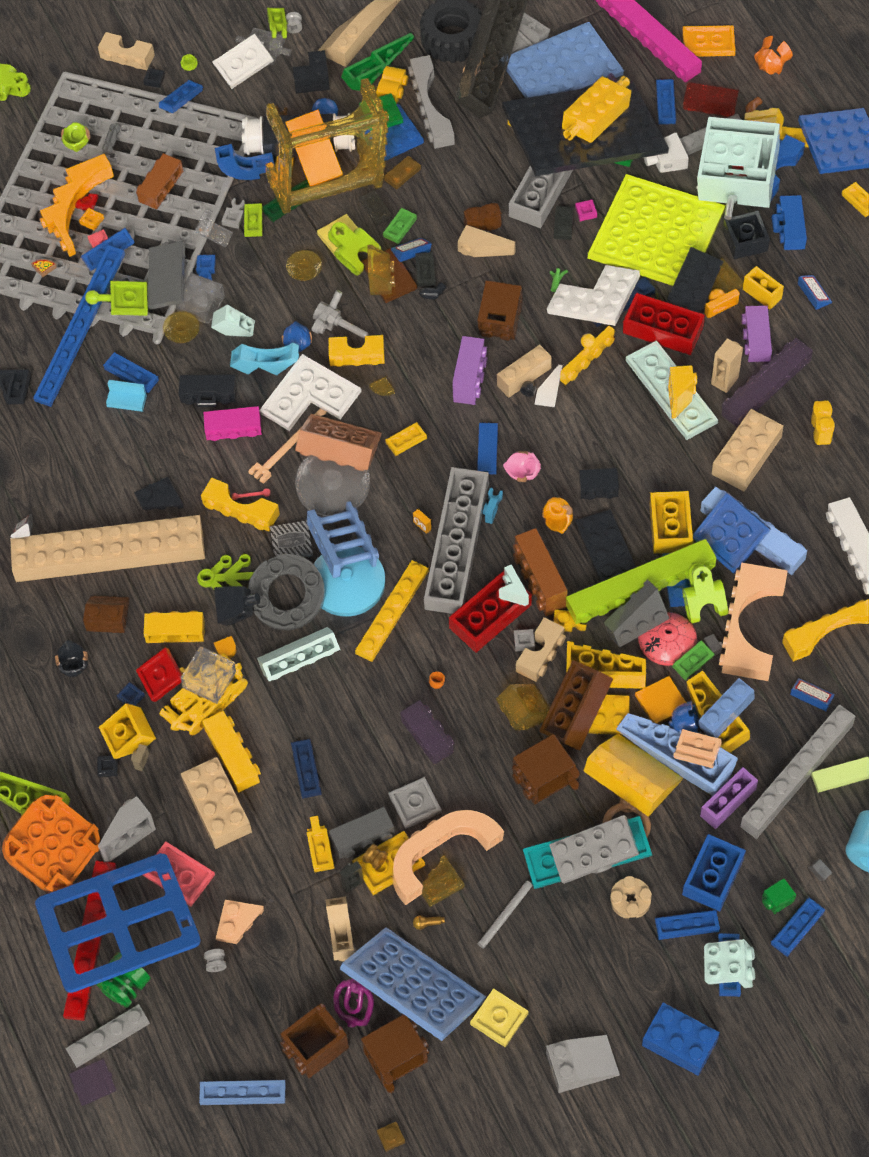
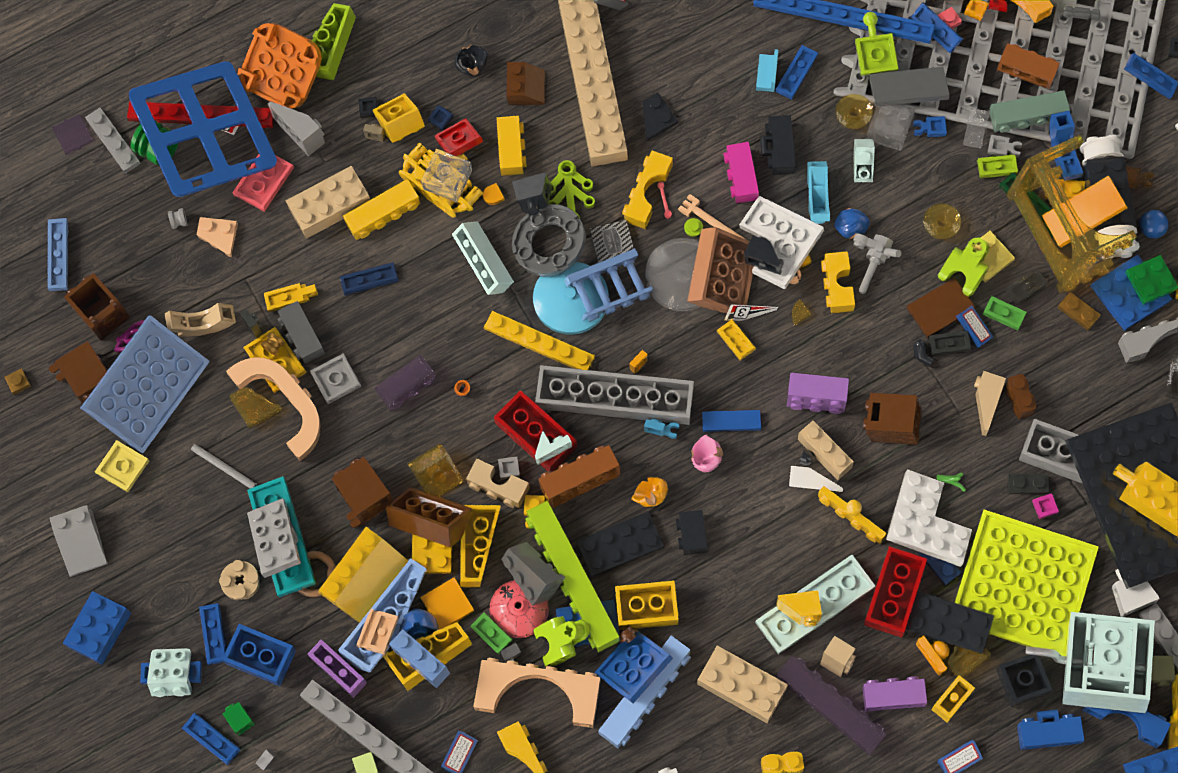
camera: 90 degrees right, 10 degrees up
(206, 183) = (1027, 111): none -> sand green brick
(284, 469) = (693, 227): none -> lime plate
(327, 401) = (762, 255): none -> black slope
(378, 428) = (744, 312): none -> sticker
(380, 271) = (933, 292): clear yellow slope -> none
(421, 922) = (215, 393): pearl gold piece -> none
(700, 534) = (628, 635): none -> reddish brown plate

